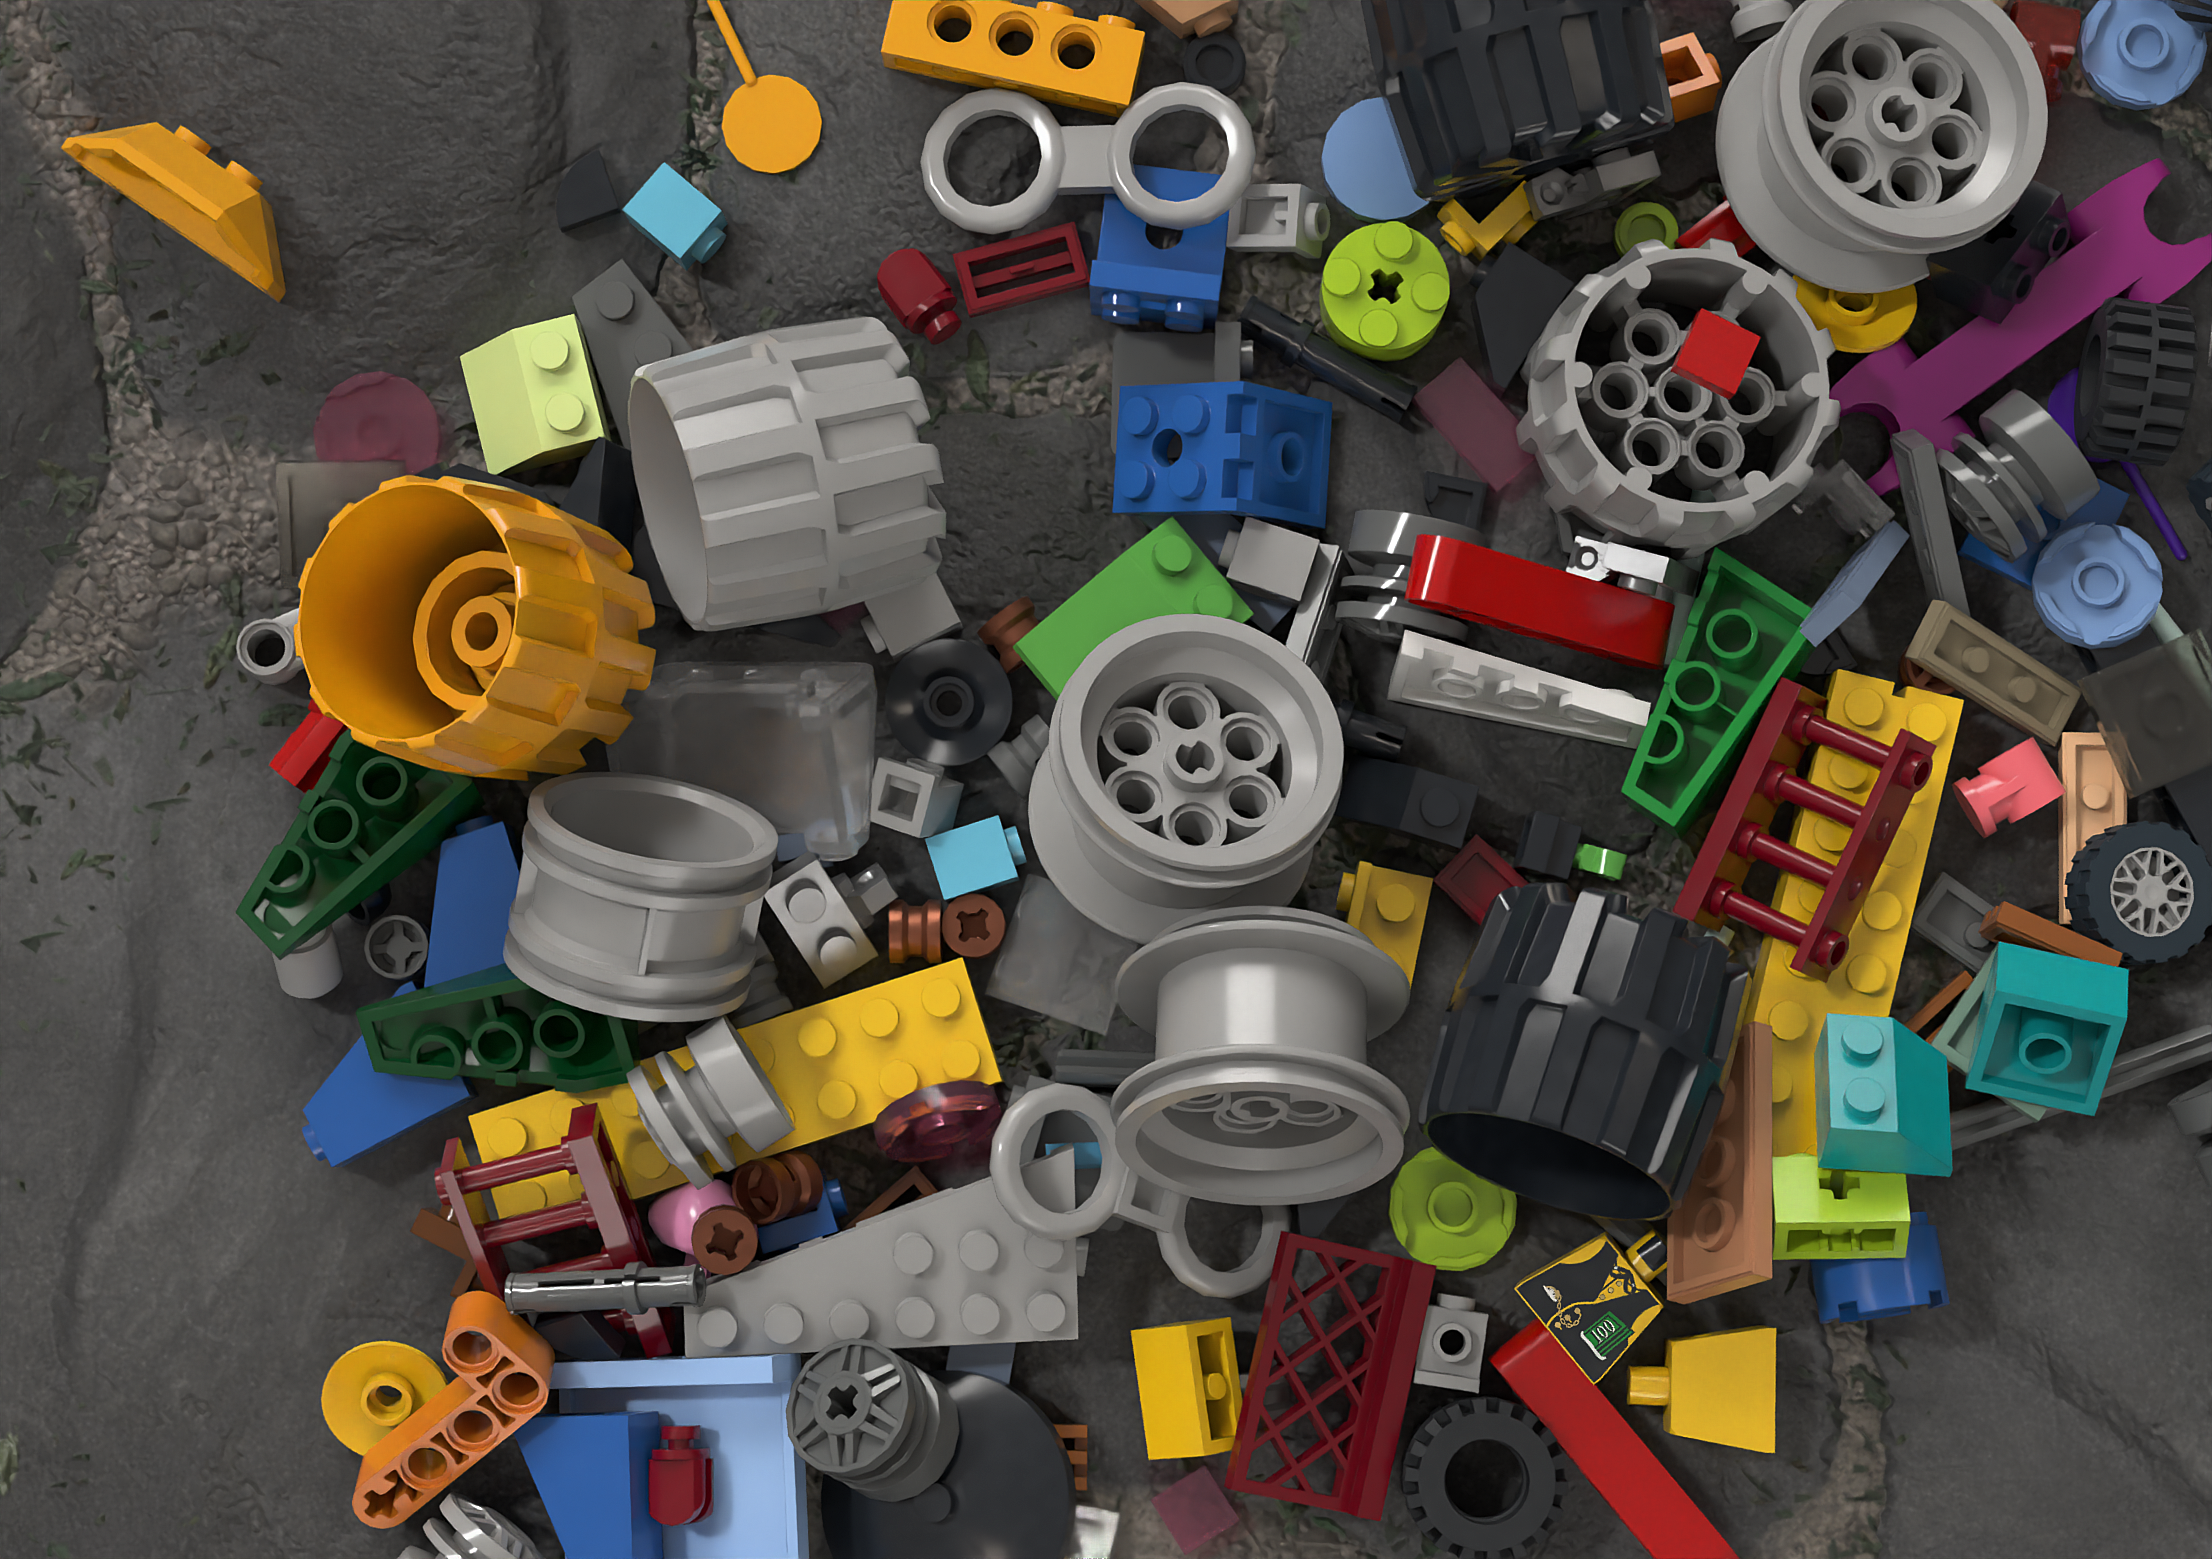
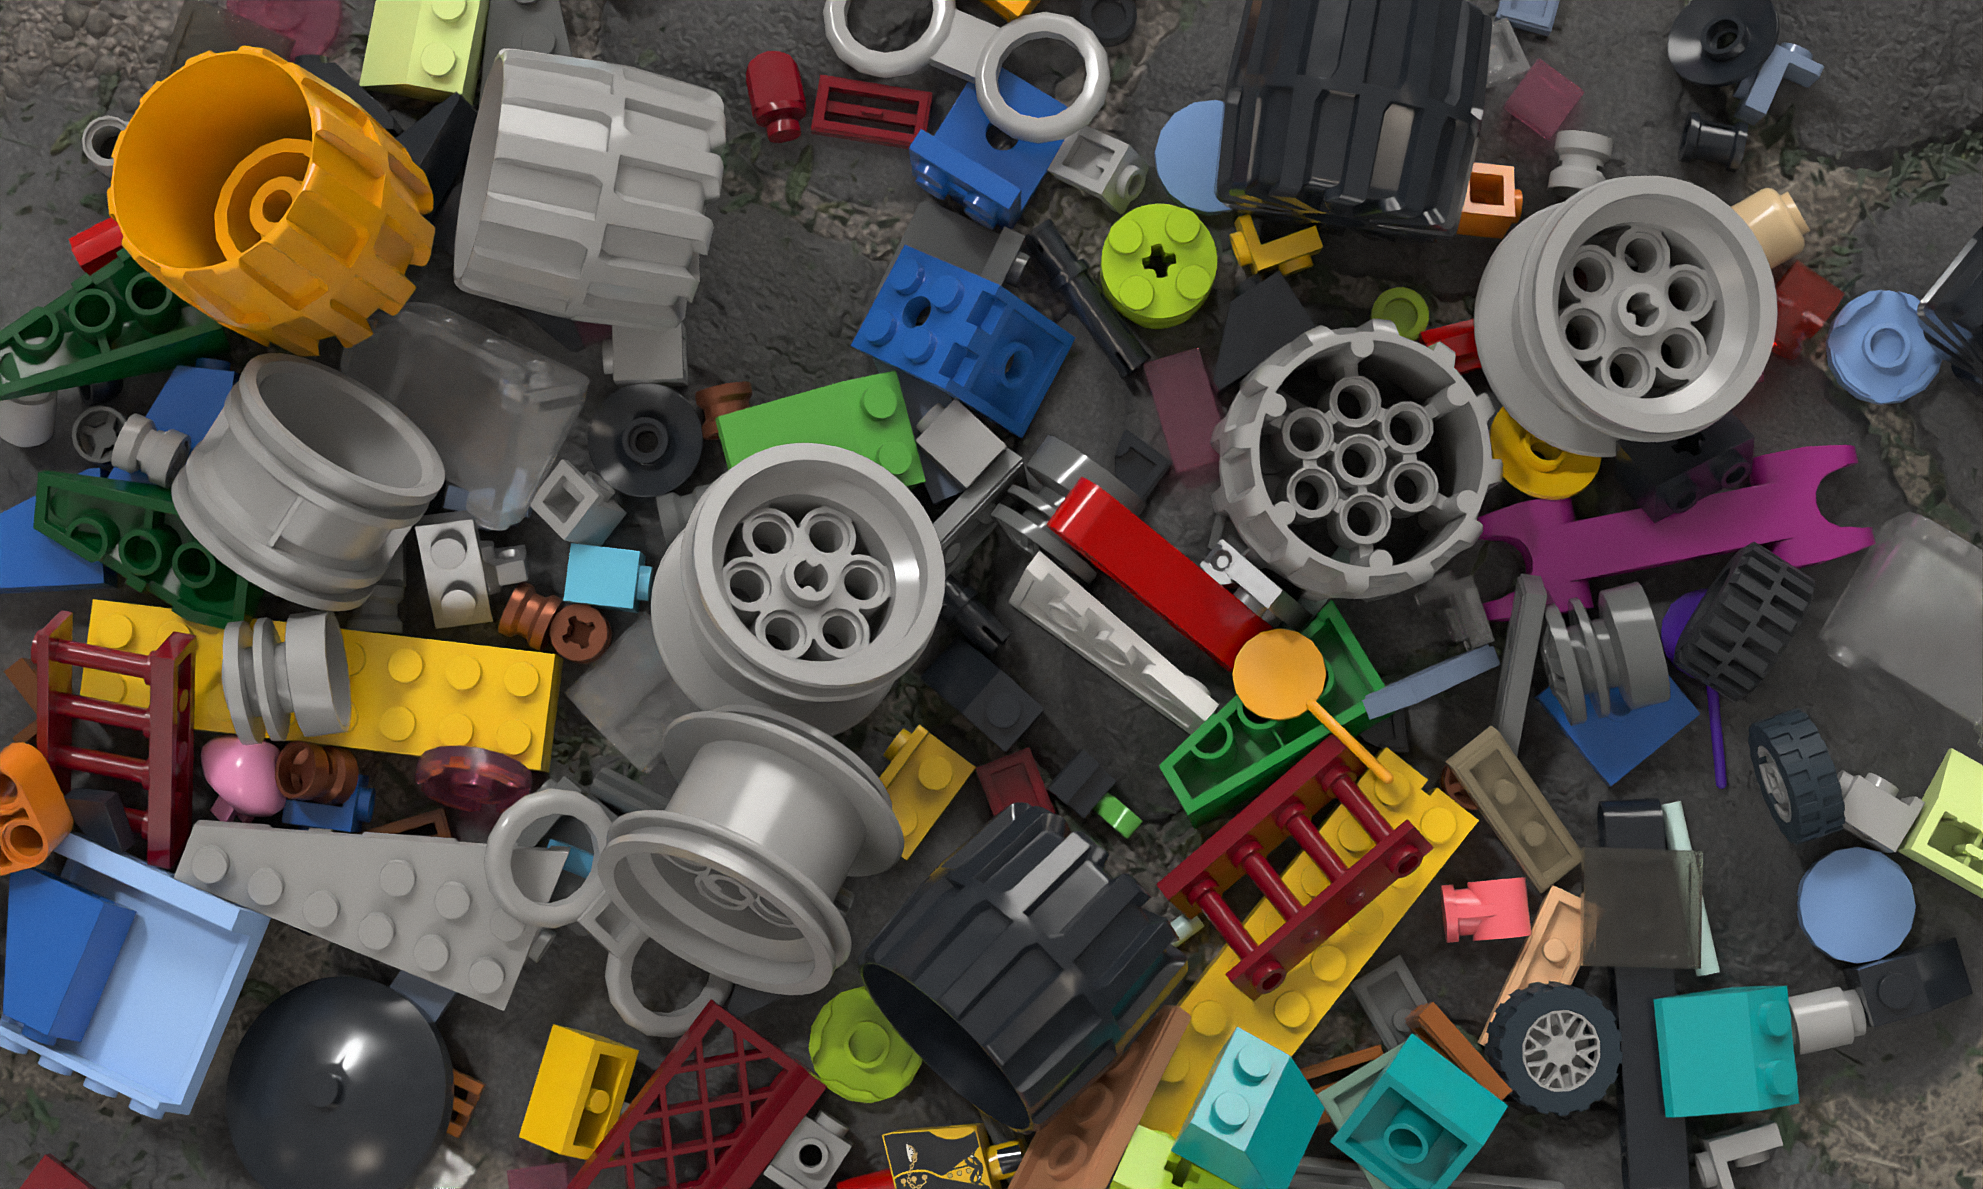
camera: 25 degrees right, 0 degrees up
(460, 938) = (152, 451): none -> light grey wheel
(629, 1288) = (153, 800): dark grey pin -> none
(681, 1478) = (126, 974): dark red arm -> none
(728, 1224) = (260, 794): copper wheel -> none
(872, 1420) = (302, 999): dark grey wheel -> none
(1598, 186) = (1380, 258): flat silver hinge -> none
(1705, 645) = (1283, 677): none -> light orange piece
(1715, 354) = (1395, 438): red tile -> none
(2097, 585) = (1635, 776): medium blue tile -> none

